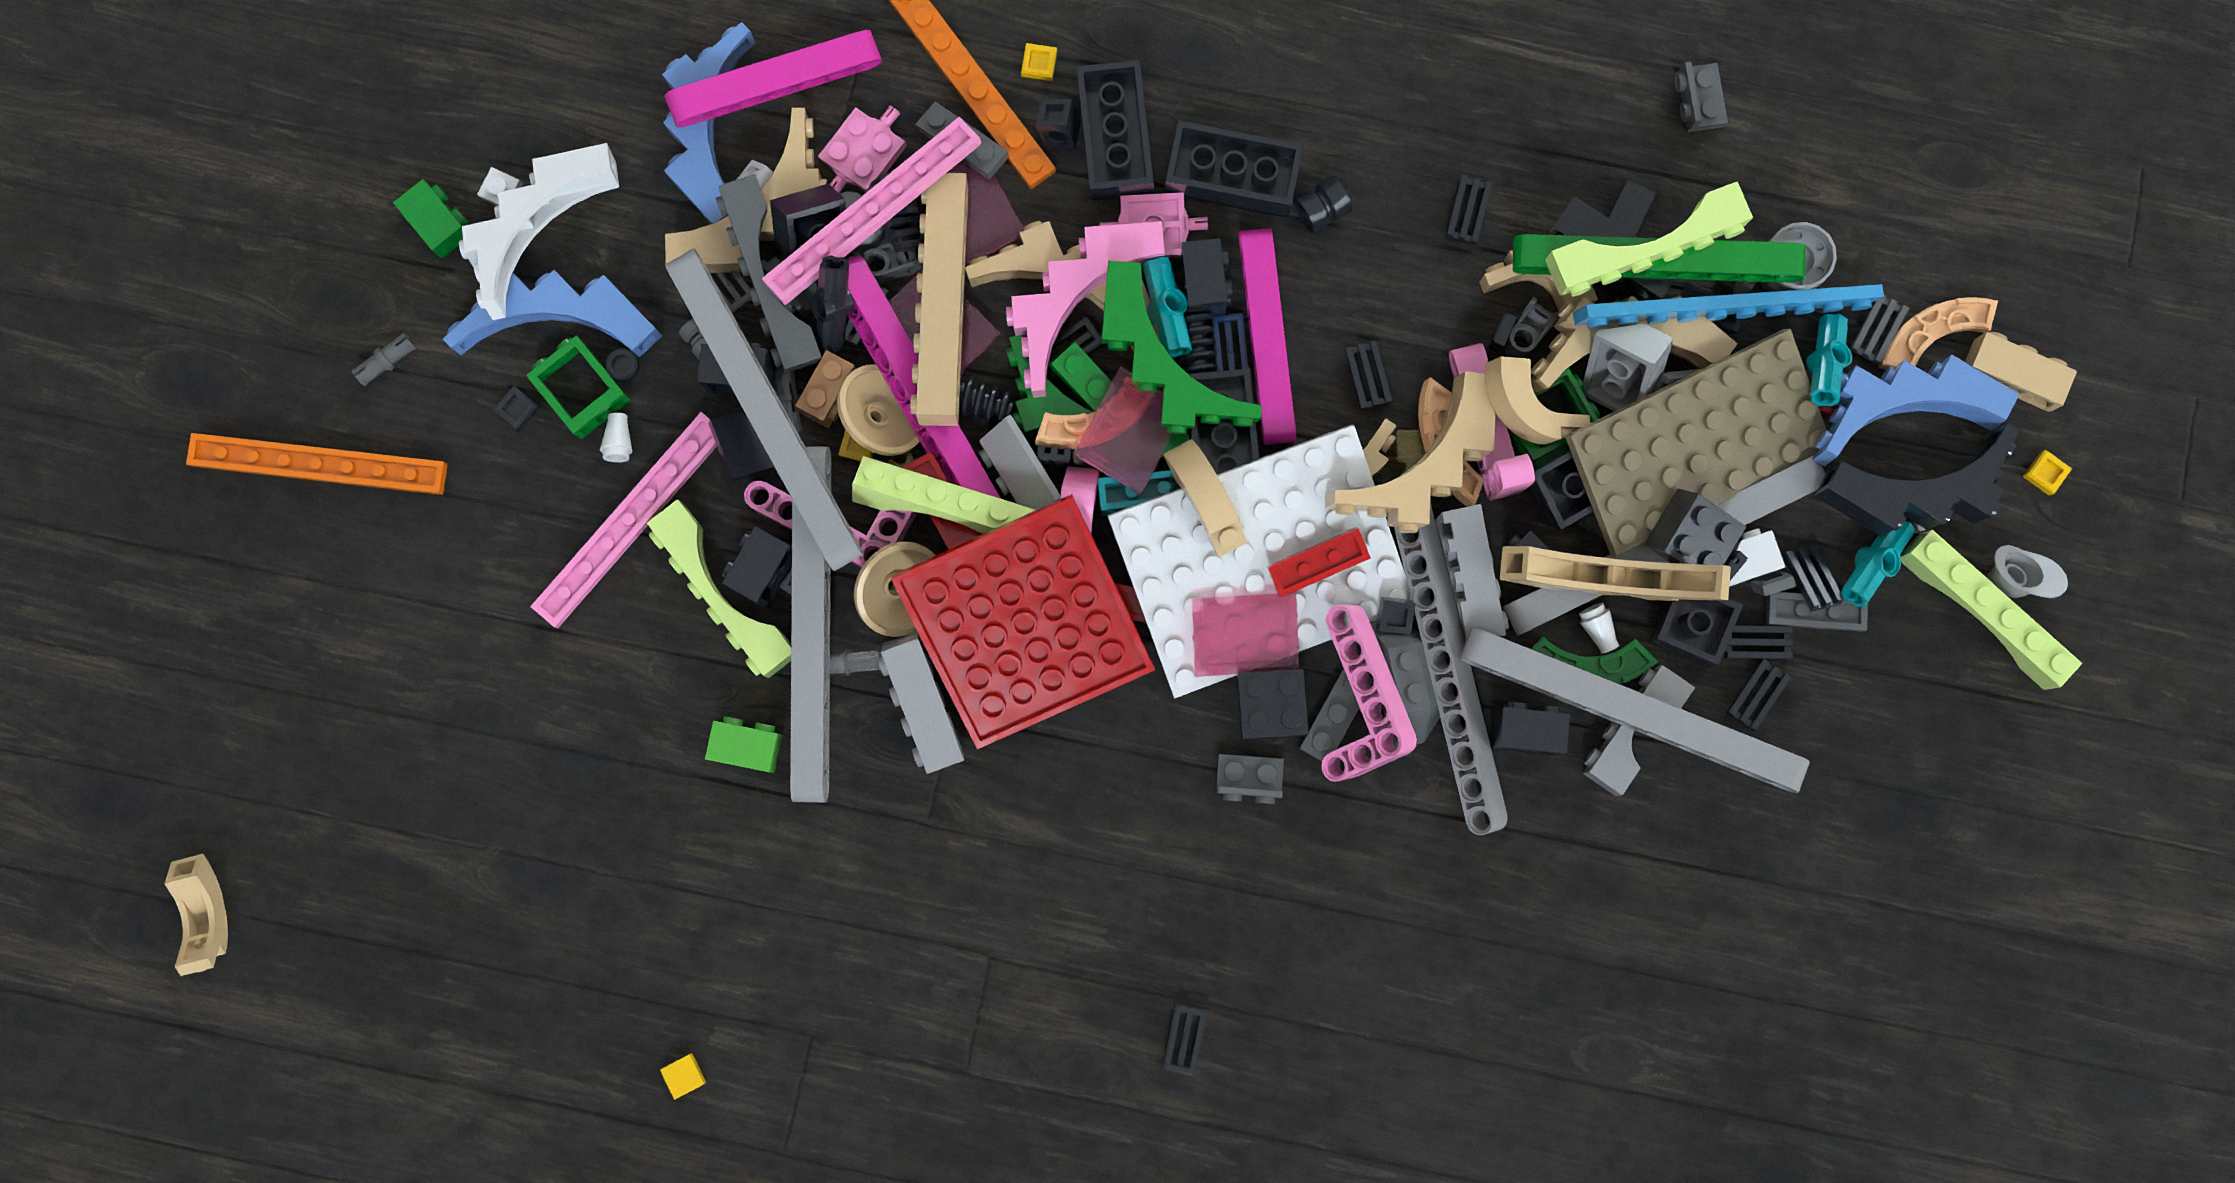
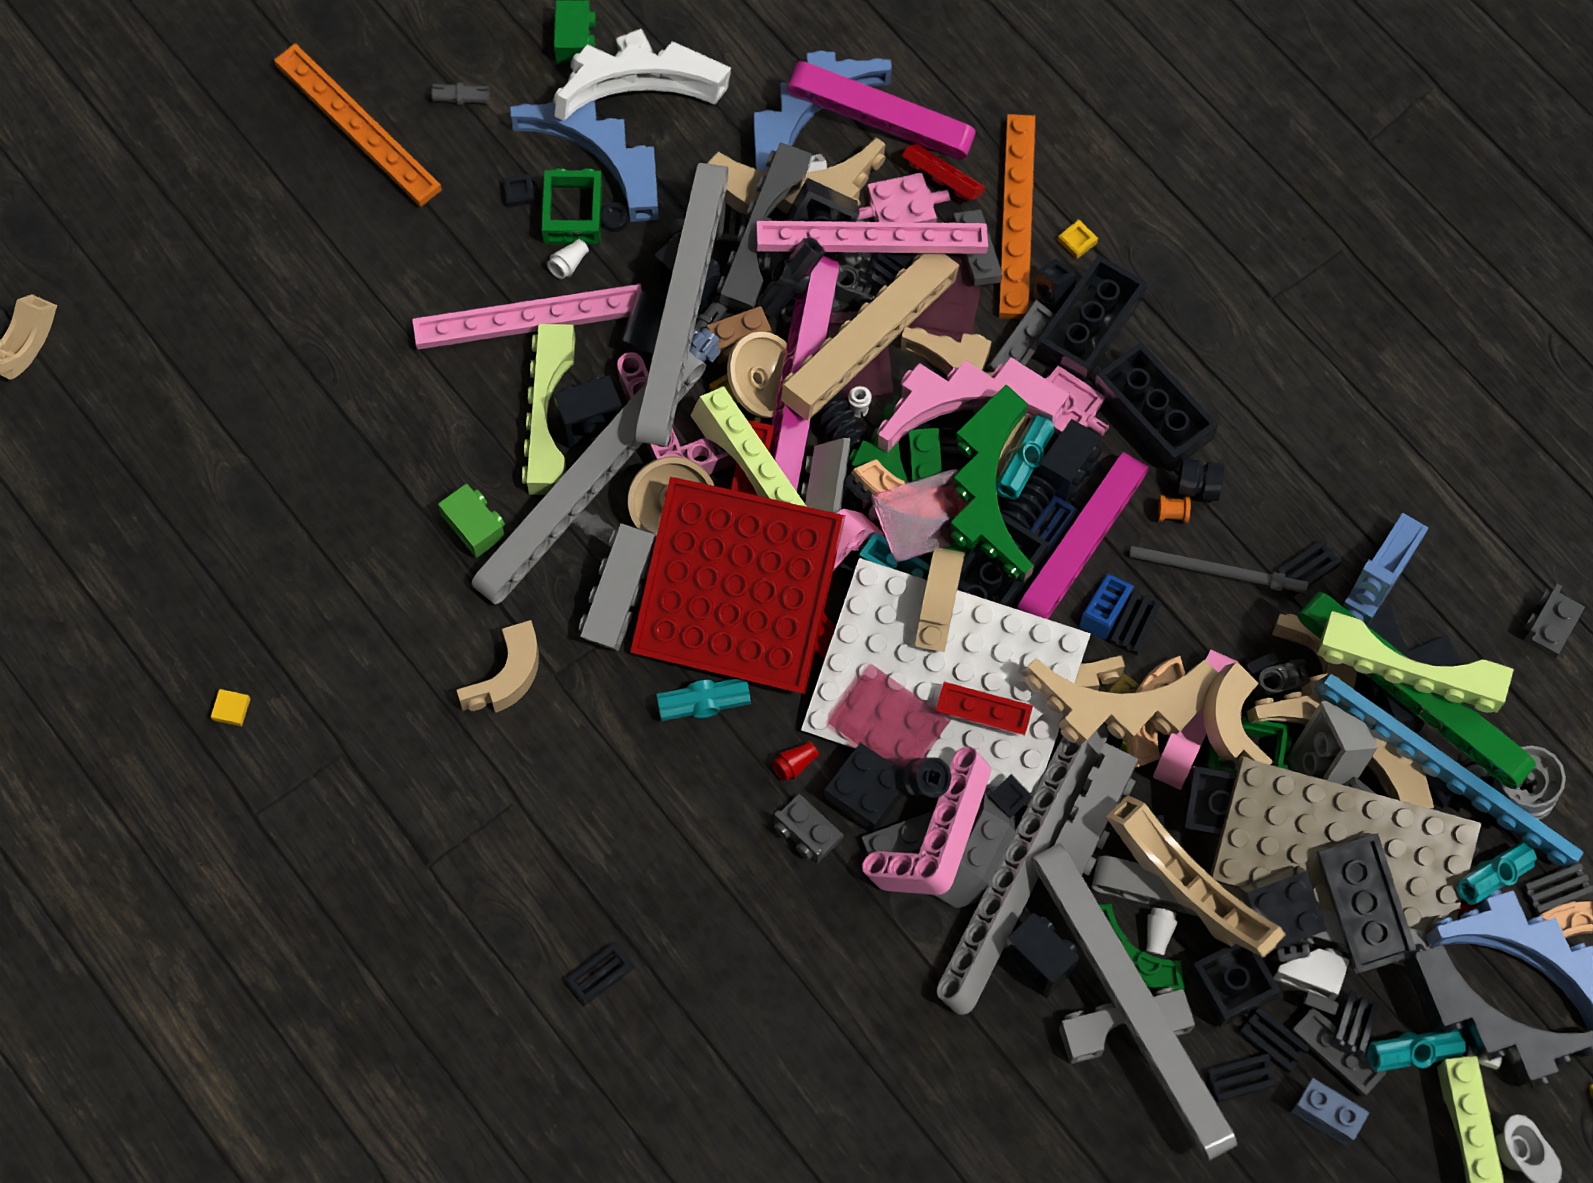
camera: 35 degrees right, 15 degrees down
(811, 428) = (705, 345): none -> sand blue gear
(874, 92) = (943, 173): none -> red plate
(901, 849) = (515, 676): none -> tan arch
(978, 359) = (859, 399): none -> white pin
(1072, 195) = (1024, 338): none -> dark grey plate
(1072, 739) = (703, 699): none -> teal piece
(1191, 731) = (794, 761): none -> red cone
(1319, 664) = (923, 777): none -> black wheel
(1320, 248) = (1174, 509): none -> orange bush
(1334, 400) = (1097, 621): none -> blue slope
(1455, 245) = (1276, 581): none -> dark grey bar
(1541, 170) = (1385, 568): none -> medium blue arch
(1754, 474) = (1366, 903): none -> black plate
(1850, 668) = (1330, 1112): none -> sand blue brick

